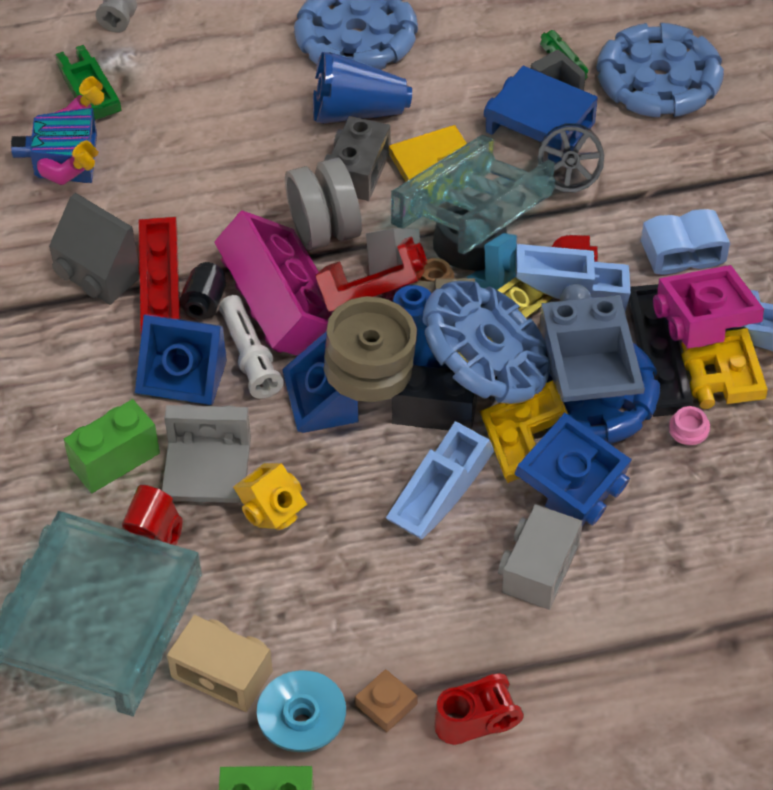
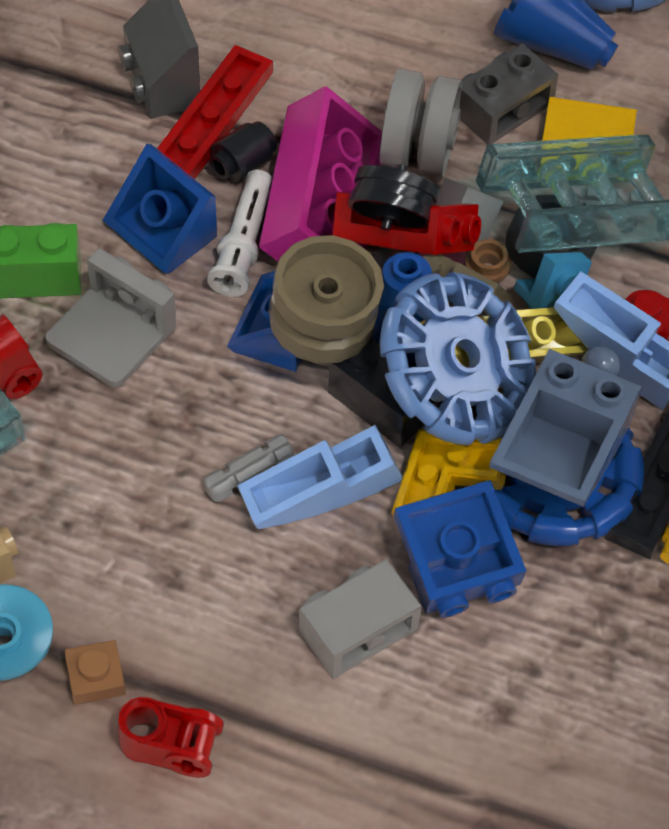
camera: 30 degrees right, 5 degrees up
(270, 496) = (132, 383): yellow brick -> none
(363, 255) = (393, 196): none -> black wheel
(381, 502) = (255, 461): none -> light grey axle
(689, 426) = (630, 572): bright pink plate -> none

